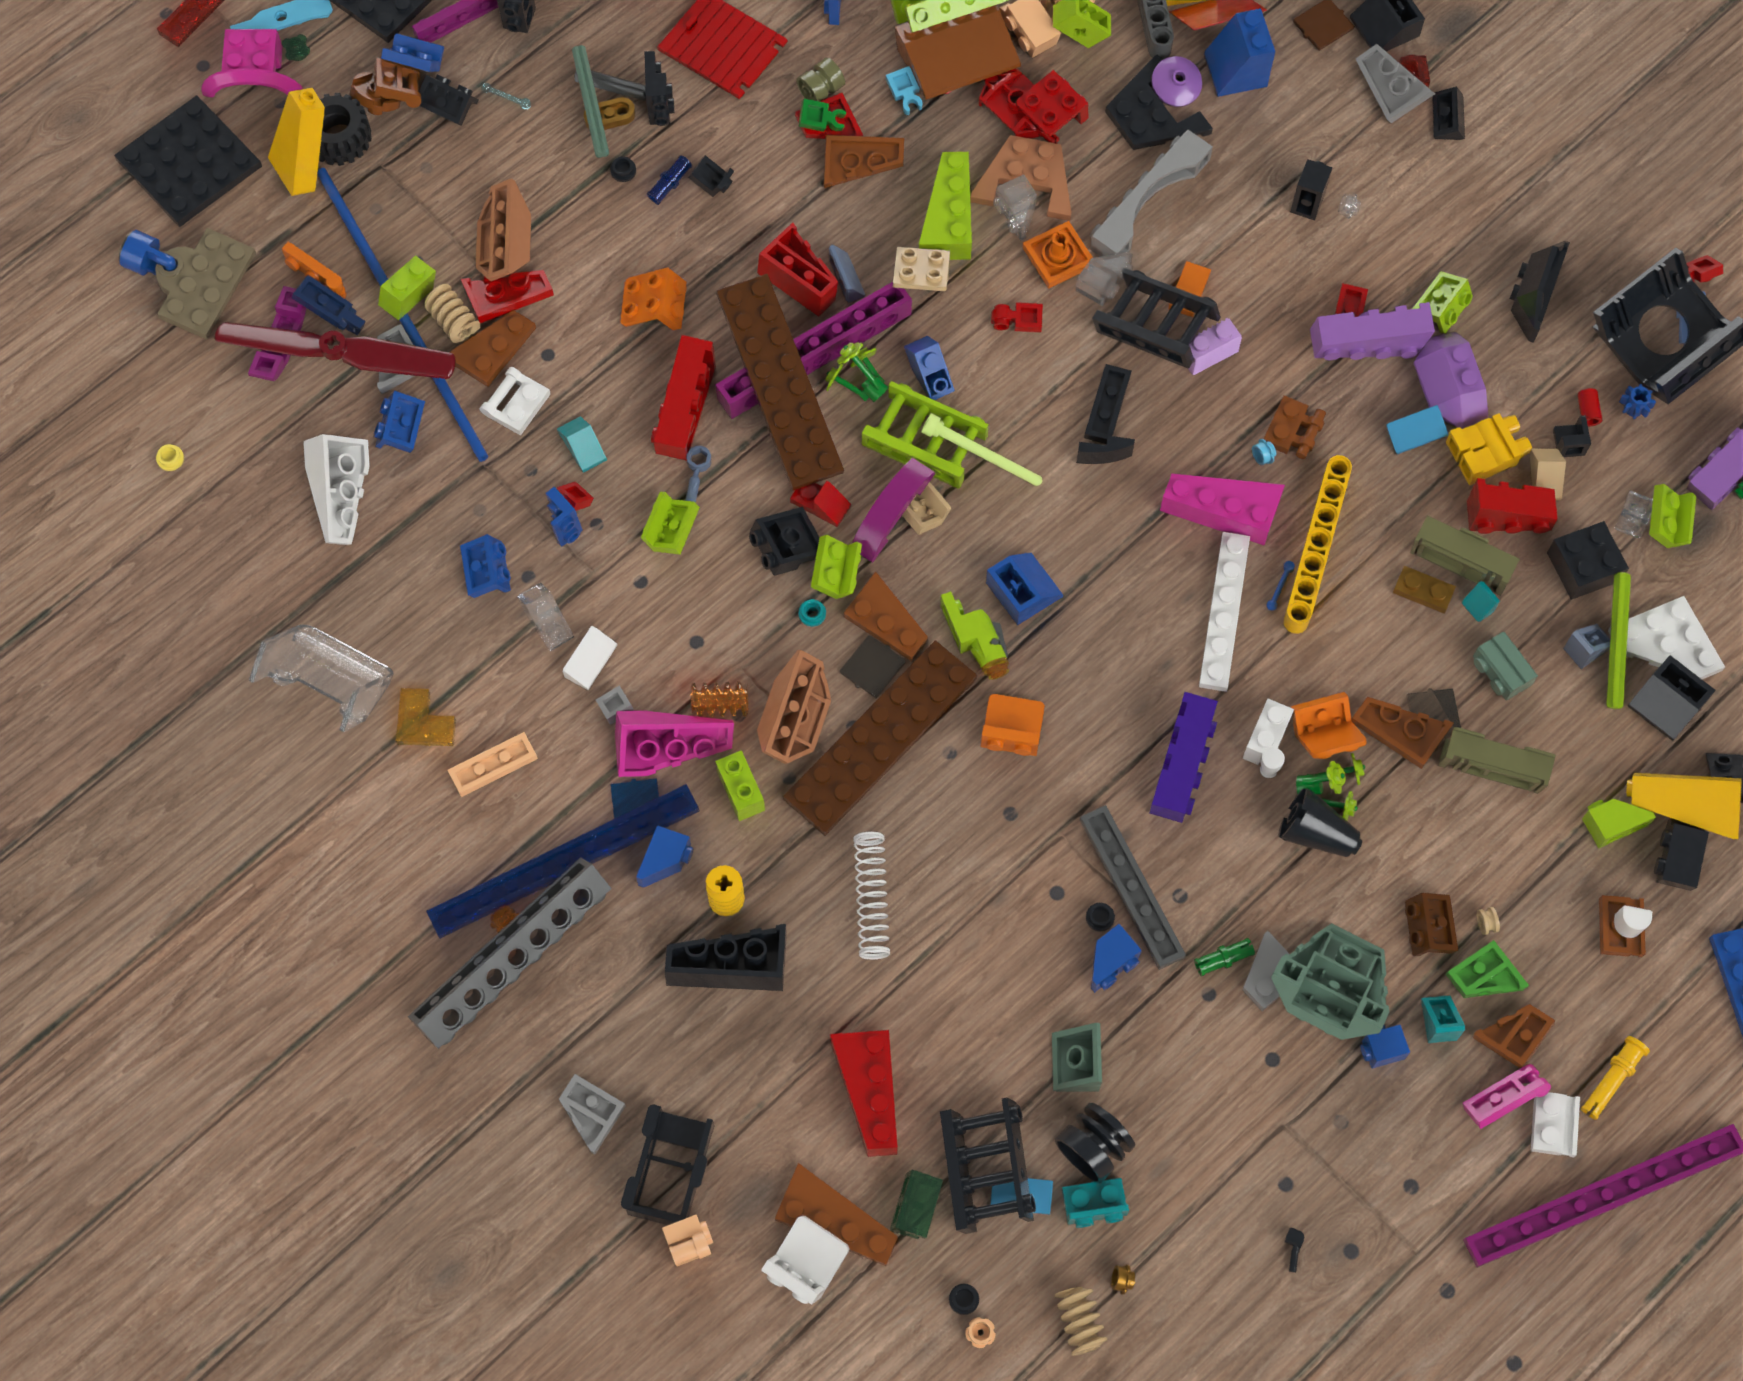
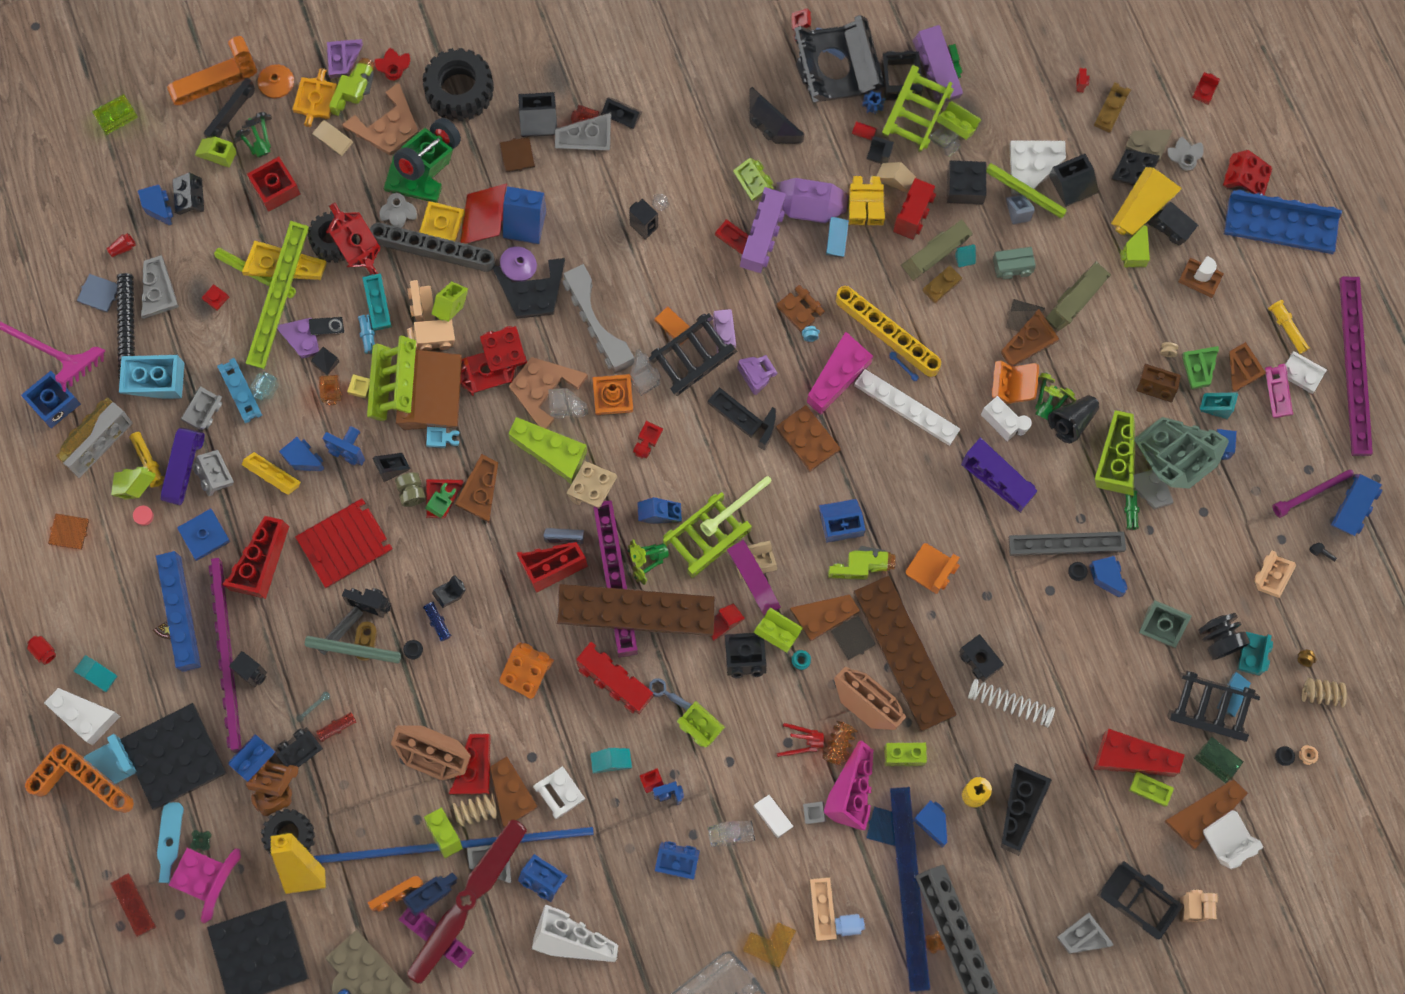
camera: 70 degrees left, 5 degrees up
(484, 803) = (849, 925): none -> light blue brick
(490, 127) = (336, 726): none -> clear red pin
(711, 668) = (813, 739): none -> red plant
(833, 1127) = (1151, 789): none -> lime plate
(841, 48) = (391, 465): none -> black slope
(914, 849) = (979, 646): none -> black brick
(1118, 506) = (808, 438): none -> dark orange plate
(1171, 406) = (754, 373): none -> medium lavender piece
(1224, 1186) = (1274, 574): none -> light nougat bracket
(1292, 903) = (1118, 456): none -> lime wedge
(1332, 1166) = (1282, 508): none -> magenta piece
(1387, 1266) = (1356, 505): none -> blue wedge
(1639, 430) = (899, 110): none -> lime fence
(1675, 432) = (899, 58): none -> black window

